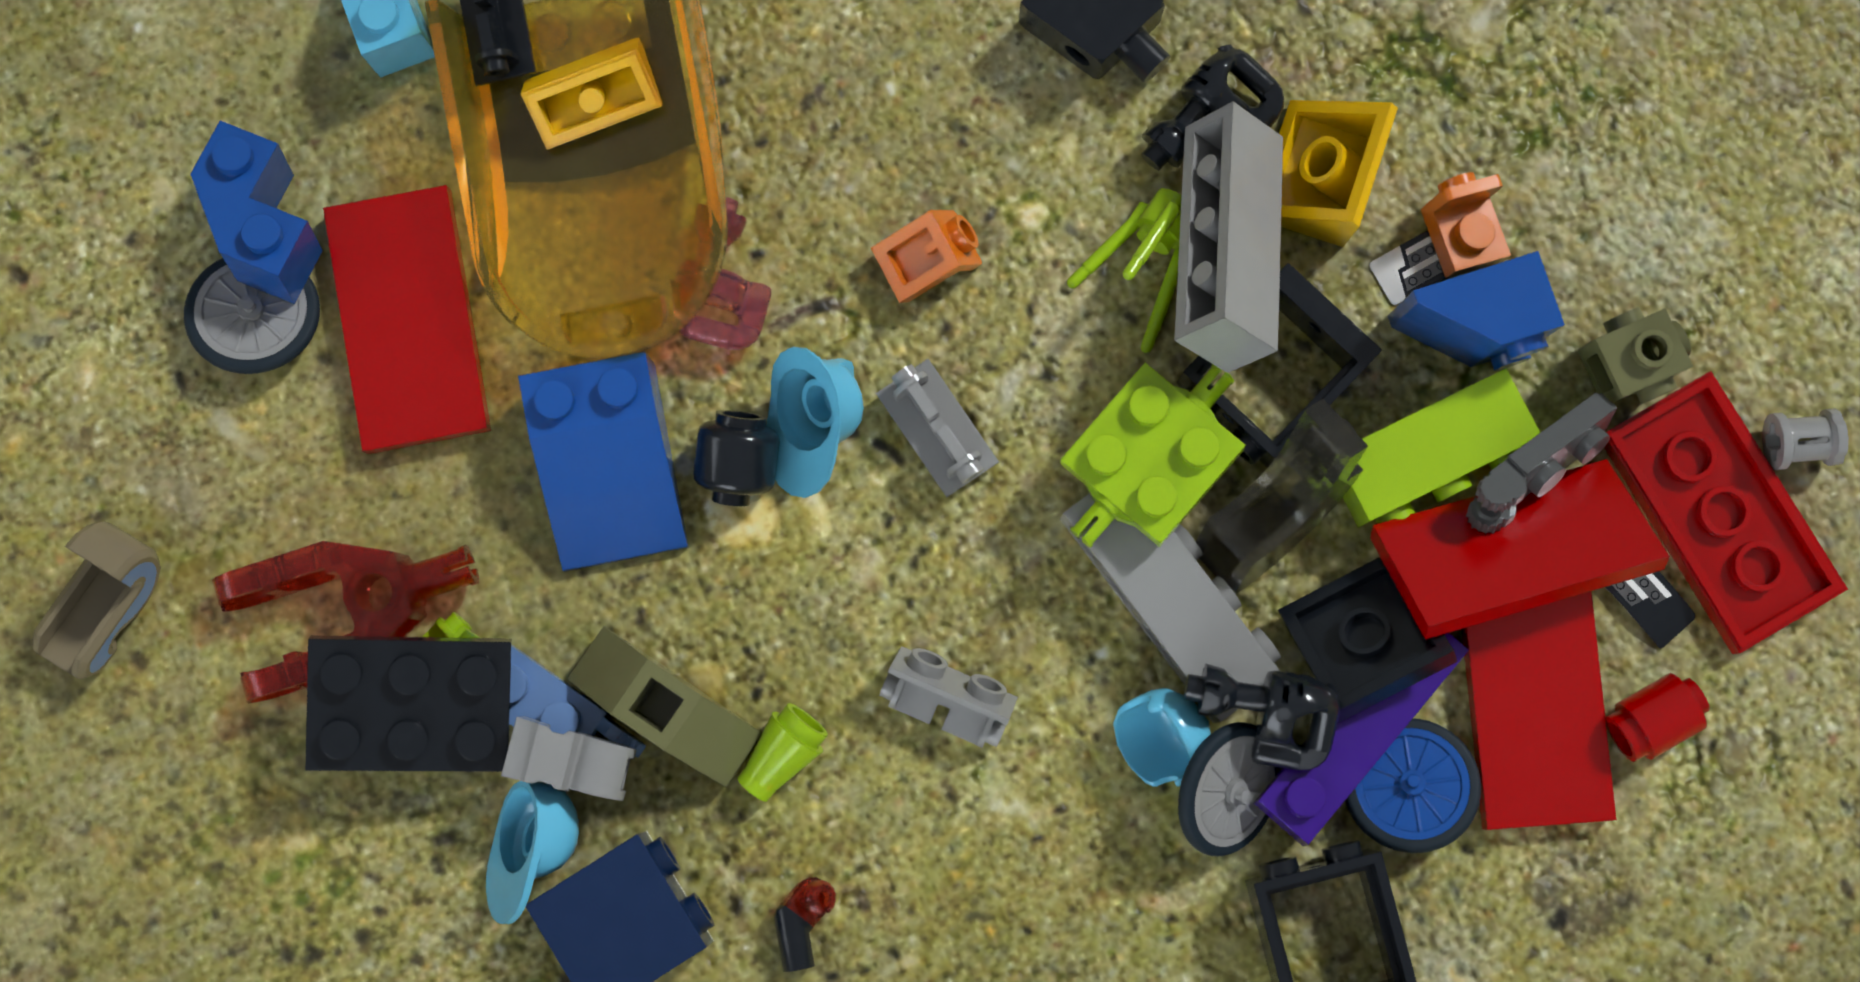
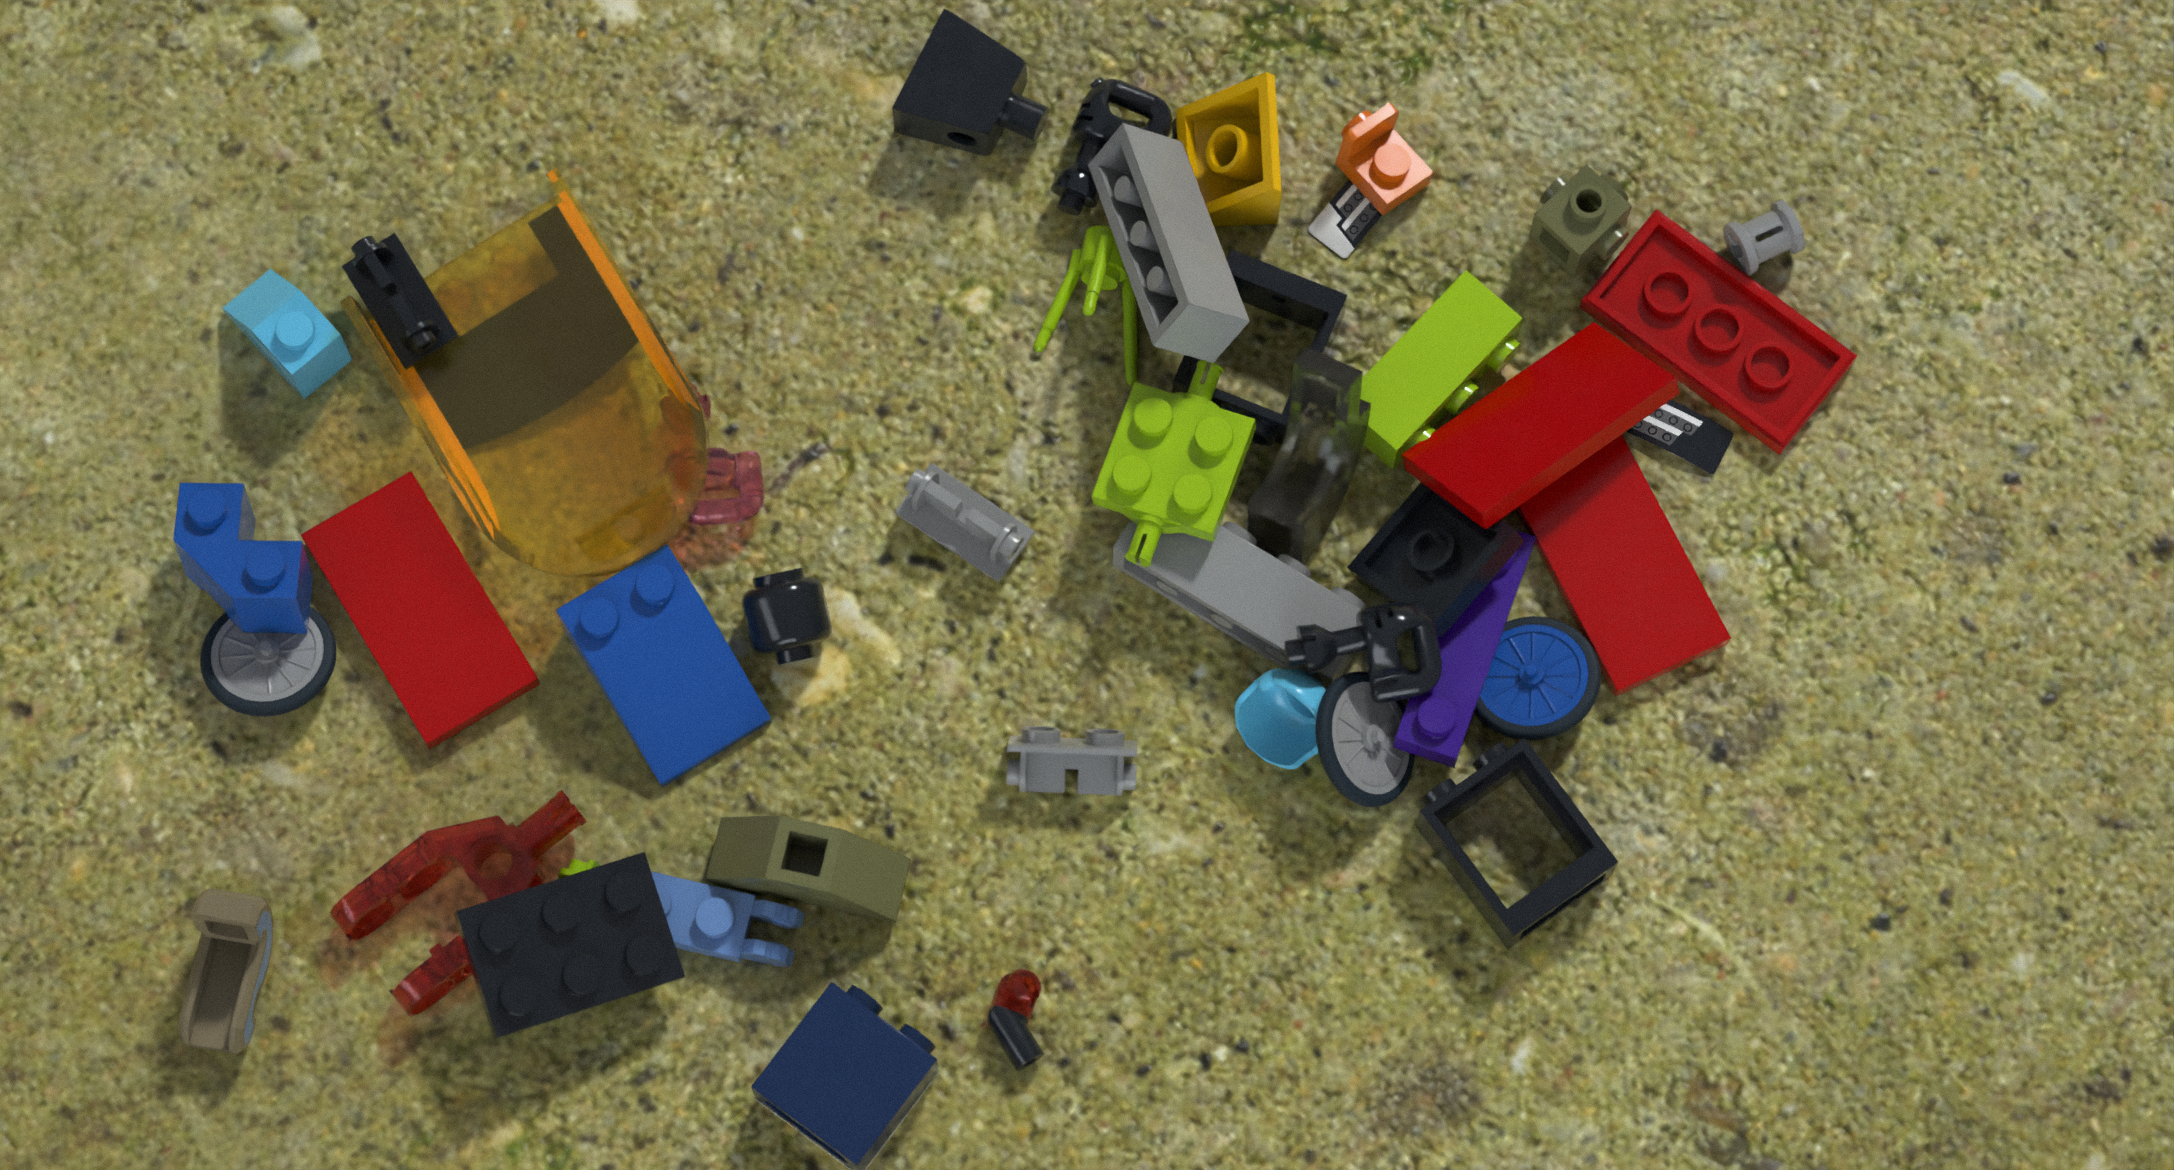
camera: 25 degrees left, 10 degrees down
(531, 840) = (728, 1033): medium azure cap -> none
(567, 760) = (748, 937): light grey leg -> none
(591, 93) = (520, 335): yellow slope -> none
(784, 749) = (936, 866): lime cone -> none
(812, 411) = (842, 544): medium azure piece -> none
(927, 253) = (892, 366): orange bracket -> none
(1484, 314) = (1423, 230): blue slope -> none
(1541, 463) = (1531, 341): dark grey hinge -> none
(1658, 717) = (1730, 531): red brick -> none

